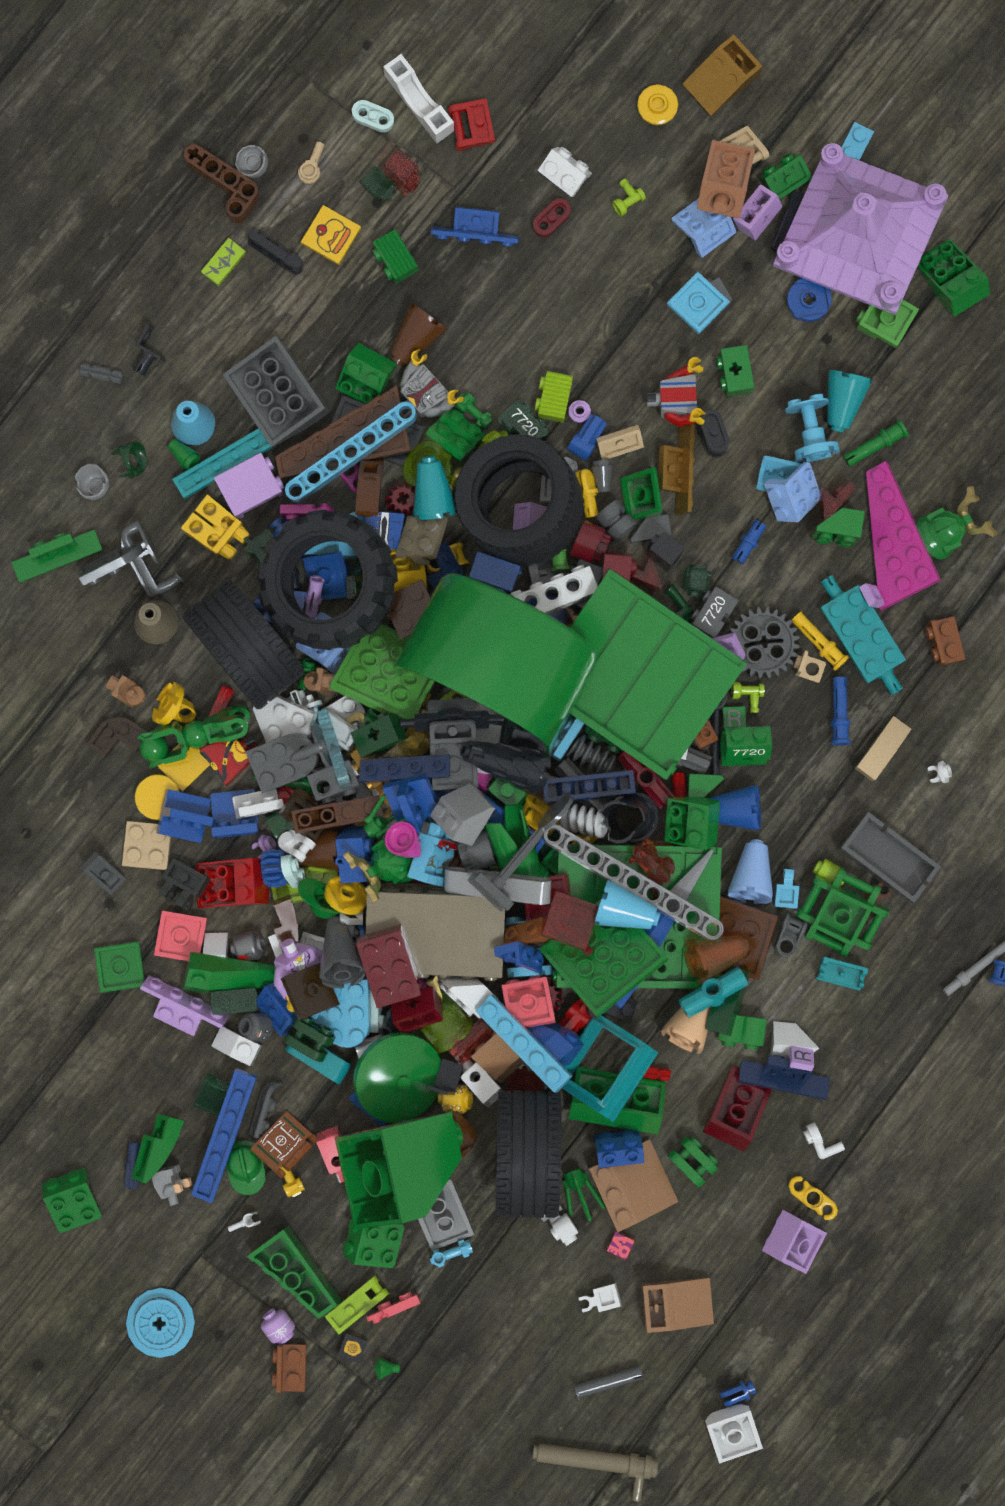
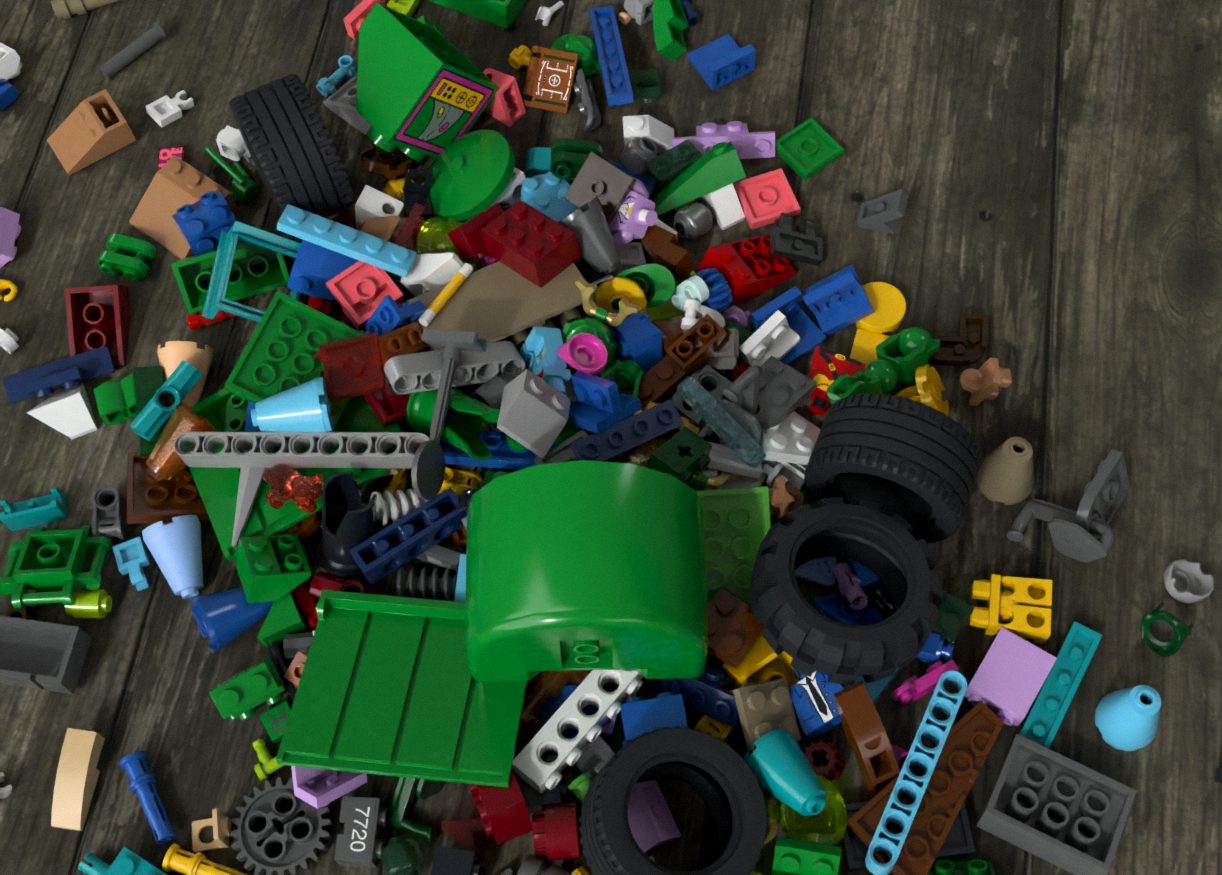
camera: 160 degrees right, 20 degrees down
(56, 554) = (1163, 486): green bracket -> none
(136, 1088) = (722, 61): none -> blue bracket
(145, 847) = (863, 253): tan plate -> none
(184, 455) = (1109, 673): green cone -> none
(471, 961) = (445, 294): none -> yellow bar
(801, 1058) = (41, 390): lavender tile -> none

